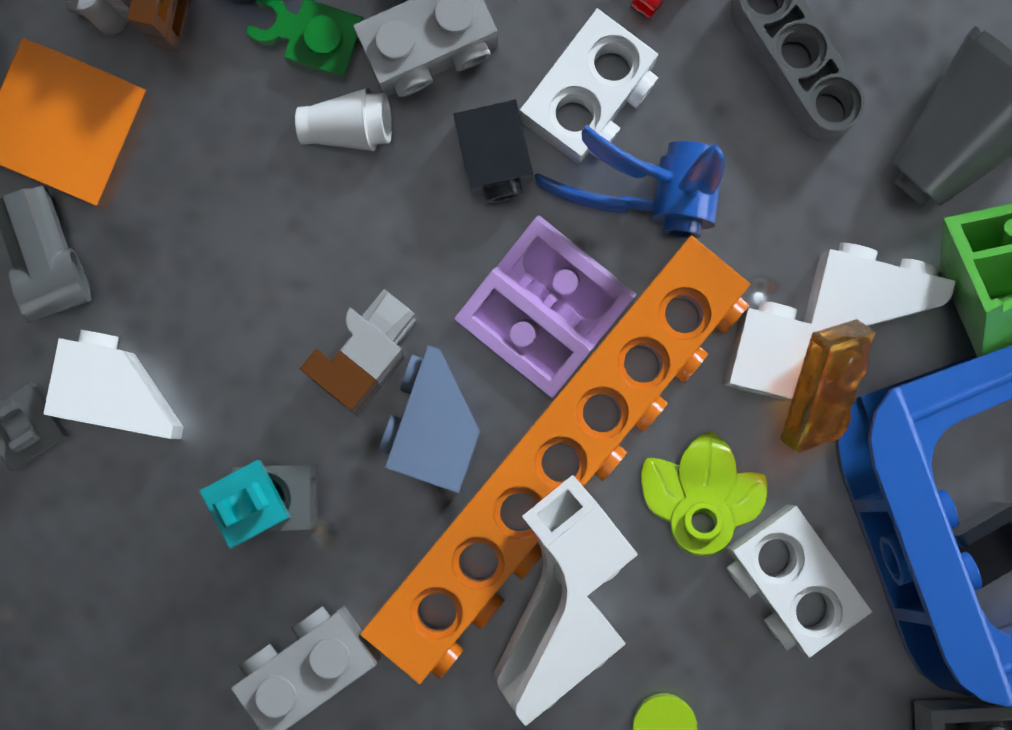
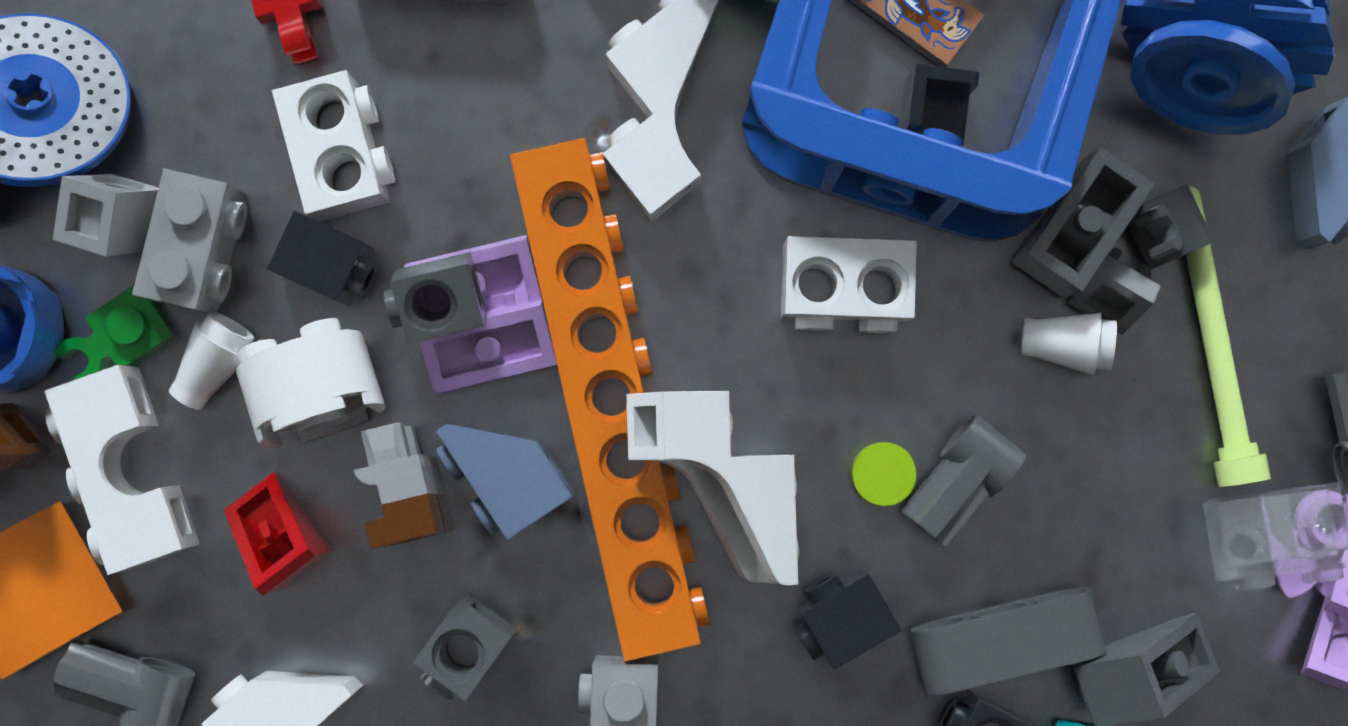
camera: 55 degrees left, 0 degrees up
(228, 69) = (94, 423): none -> white arch
(244, 503) = (448, 674): teal tile -> none
(248, 278) = (275, 535): none -> red slope
(388, 216) = (308, 383): none -> white brick
(561, 264) = (457, 278): none -> dark grey brick
(685, 185) = (469, 130): blue plant -> none
(703, 485) = (715, 299): lime plate -> none
(827, 385) = (711, 138): clear orange plate -> none

